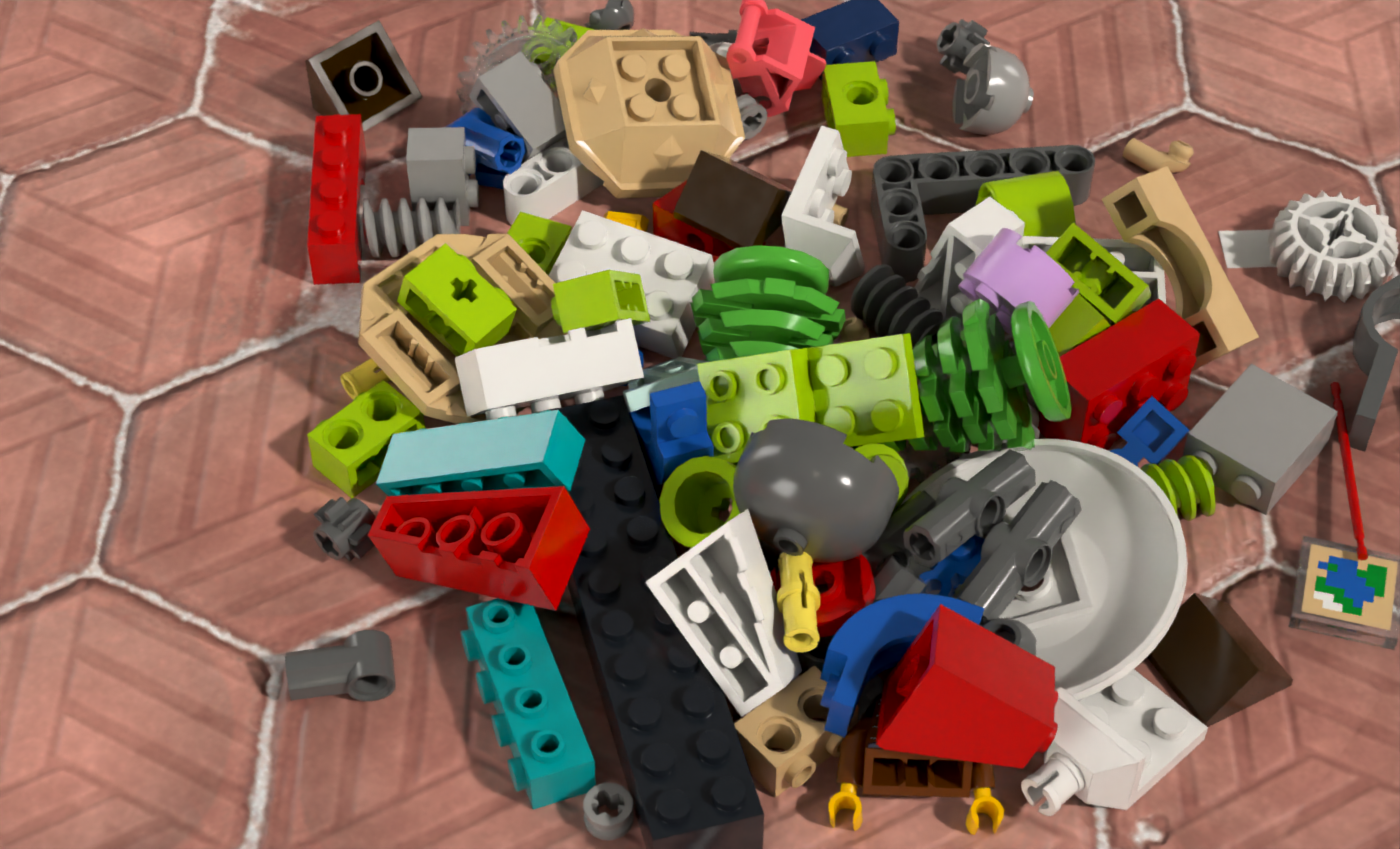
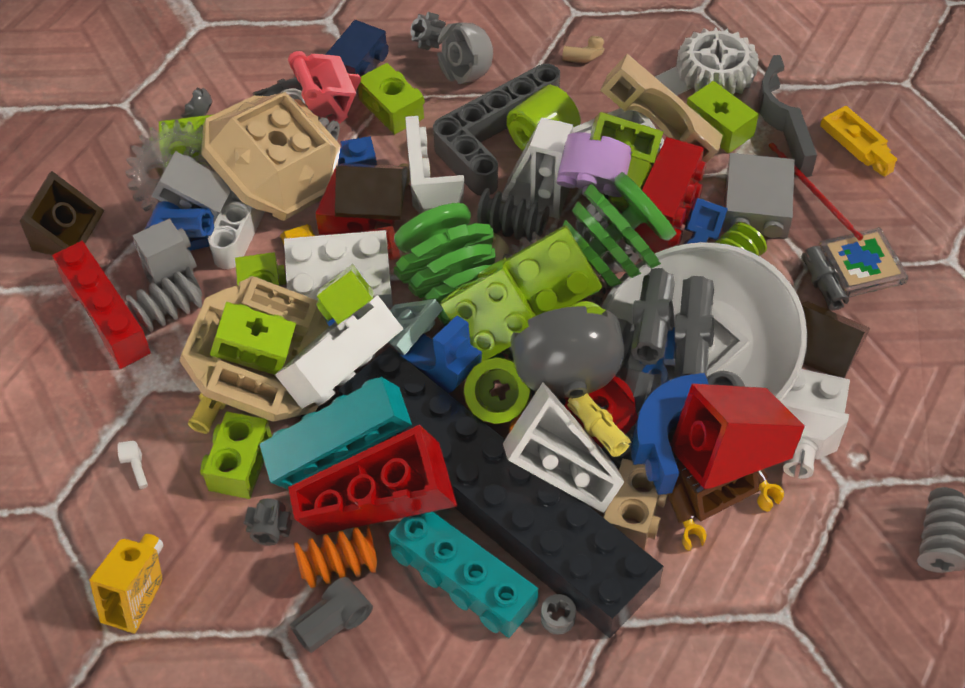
camera: 30 degrees left, 5 degrees up
(145, 513) = (127, 582): none -> yellow torso
(256, 382) = (130, 452): none -> white hand
(393, 610) = (336, 556): none -> orange piece
(768, 157) = (357, 151): none -> blue plate
(1274, 586) = (825, 278): none -> dark grey pin
(1284, 316) = (726, 114): none -> lime brick

